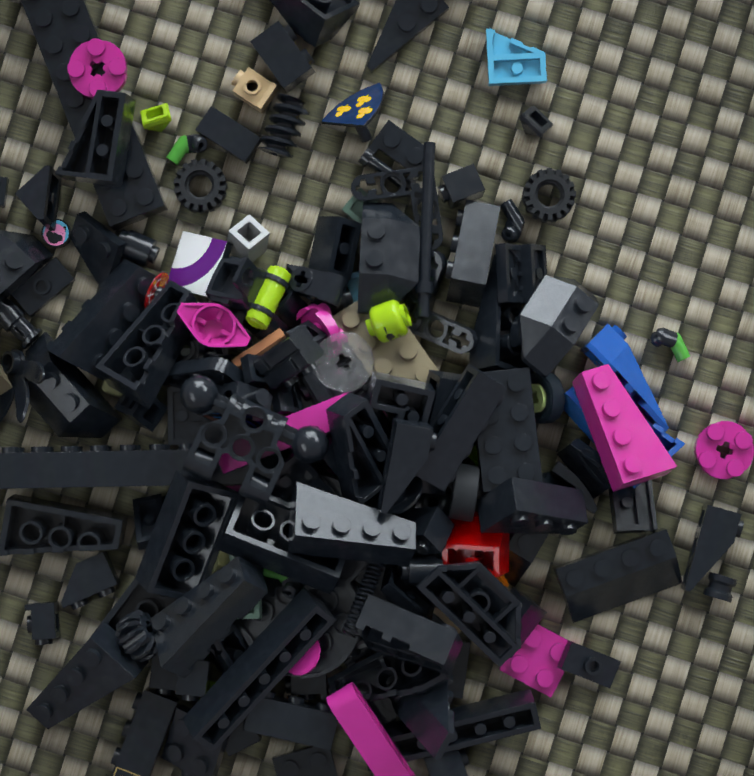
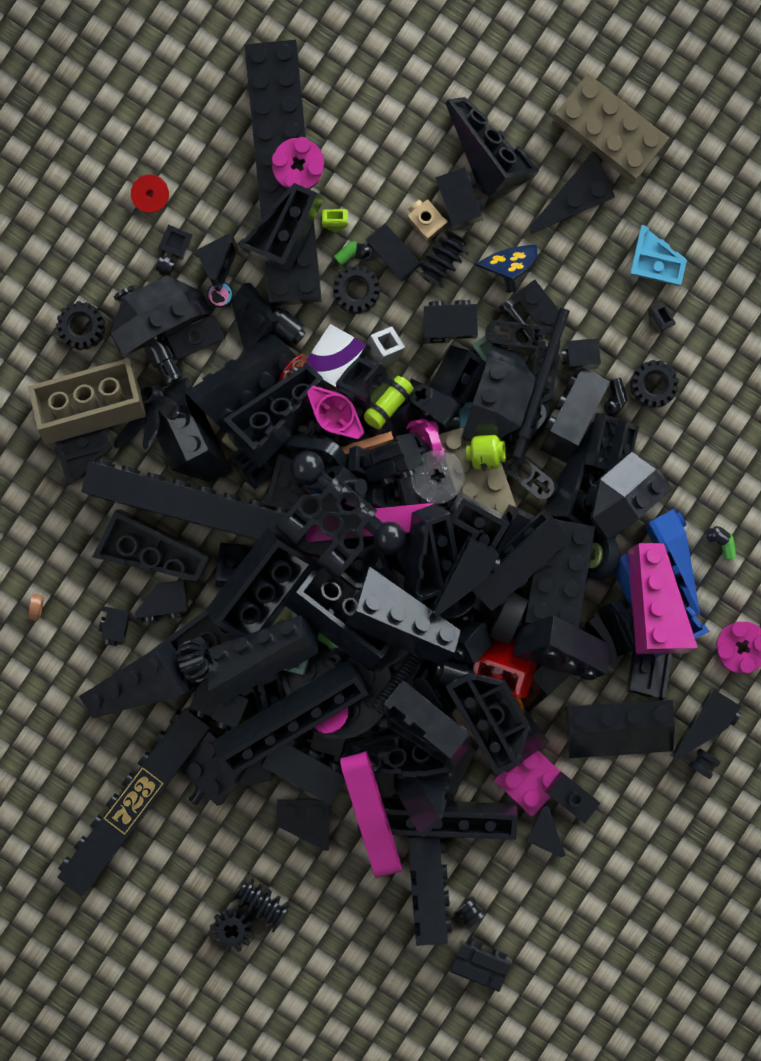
camera: 10 degrees right, 0 degrees up
(309, 191) = (449, 322): none -> black brick
(569, 712) = (544, 833): none -> black slope

